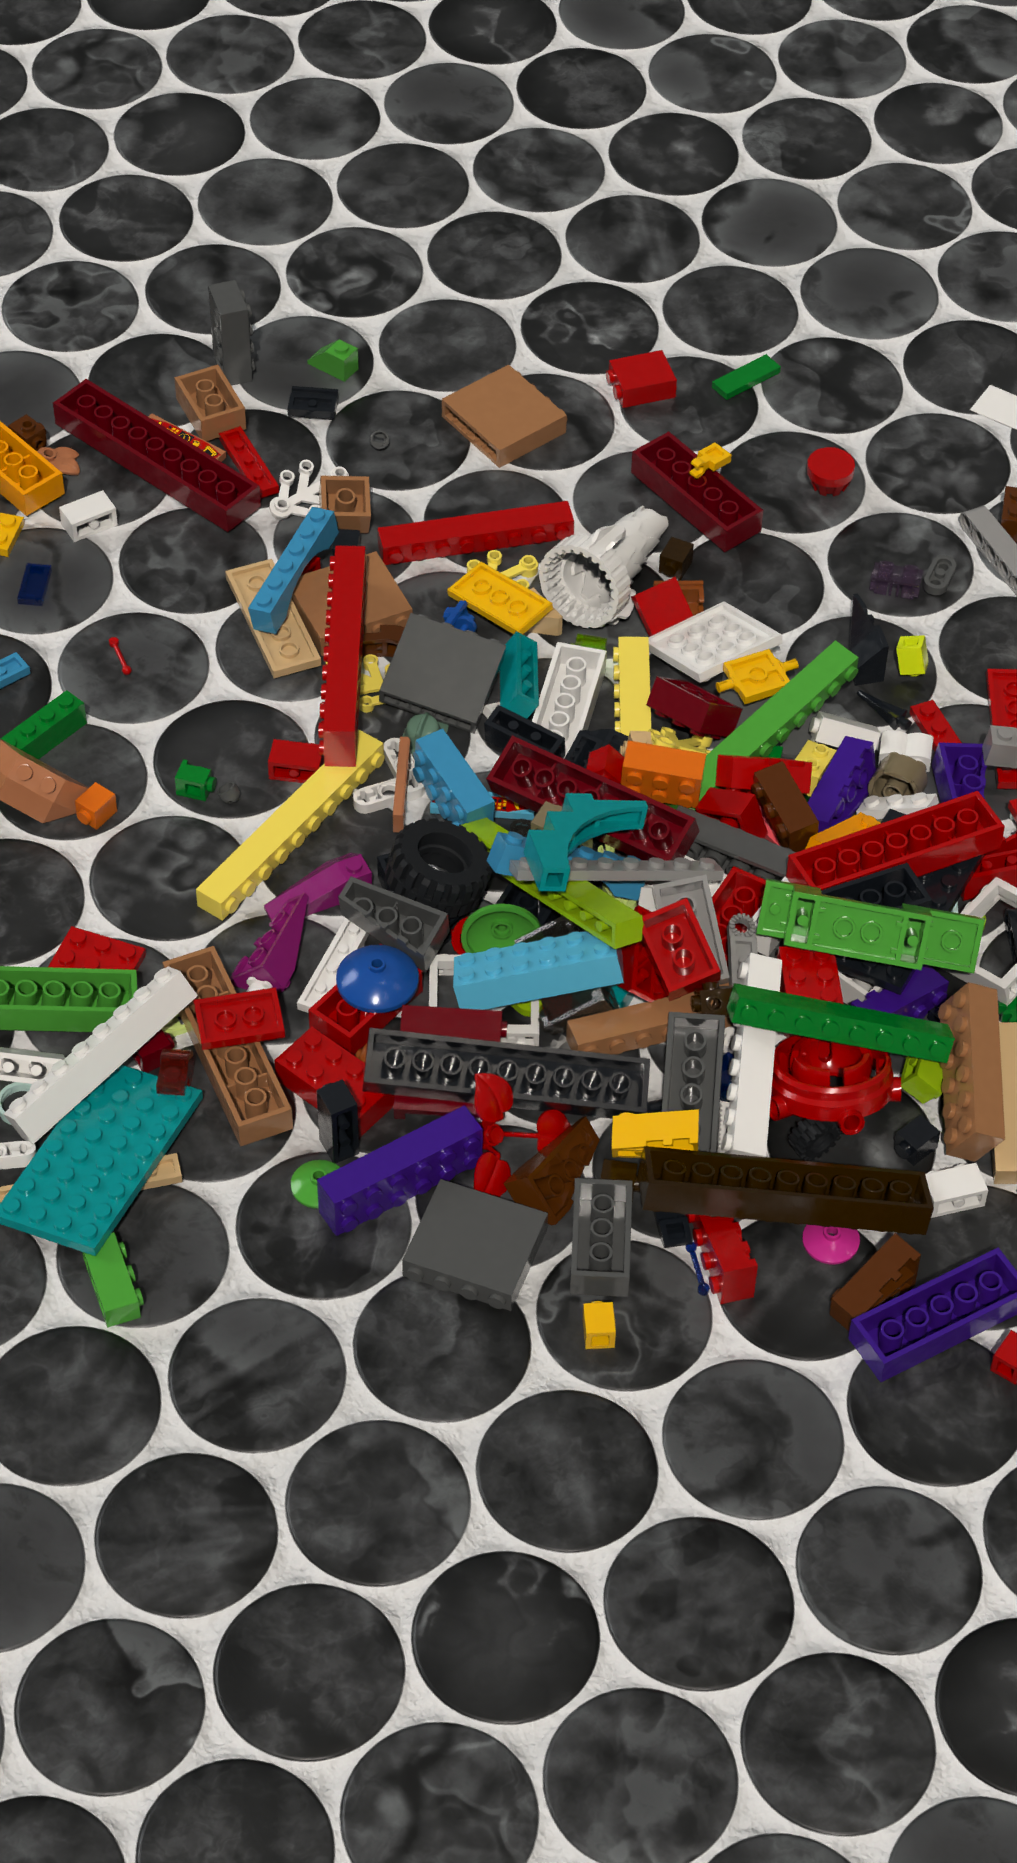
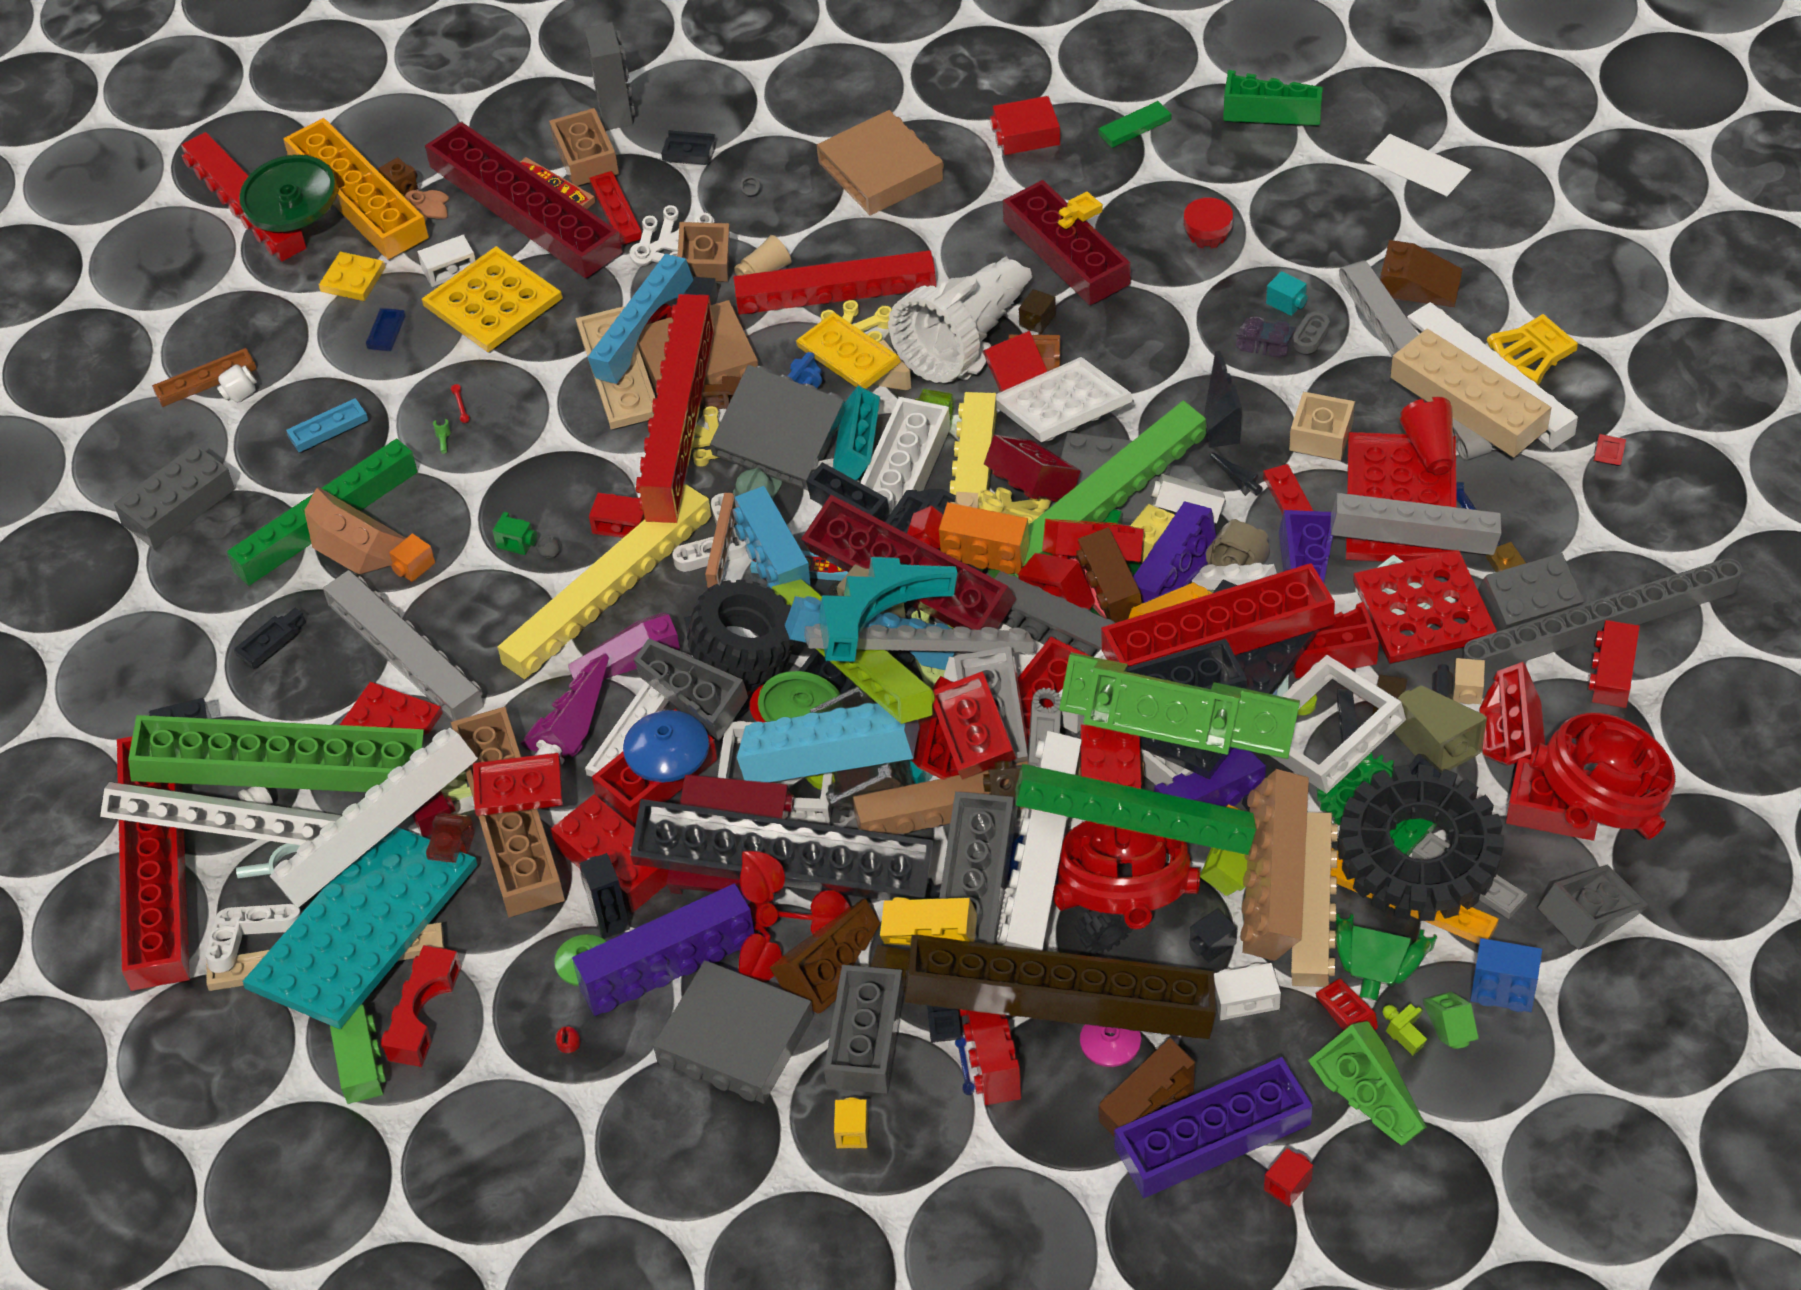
camera: 10 degrees right, 0 degrees up
(100, 891) = (403, 646): none -> light grey brick
(106, 684) = (442, 433): none -> bright green hand
(138, 541) = (477, 274): none -> yellow piece
(160, 1261) = (432, 974): none -> red arch
(321, 1259) = (573, 1039): none -> red hinge
(336, 359) = (718, 104): bright green slope -> none
(407, 509) = (767, 257): none -> tan plant
(756, 675) = (1099, 435): yellow plate -> none
(876, 354) = (1271, 101): none -> green wedge
(912, 538) = (1286, 293): none -> teal brick
(912, 655) = (1270, 416): neon yellow brick -> none
(913, 745) = (1259, 513): white brick -> none
(962, 663) = (1322, 425): none -> tan brick

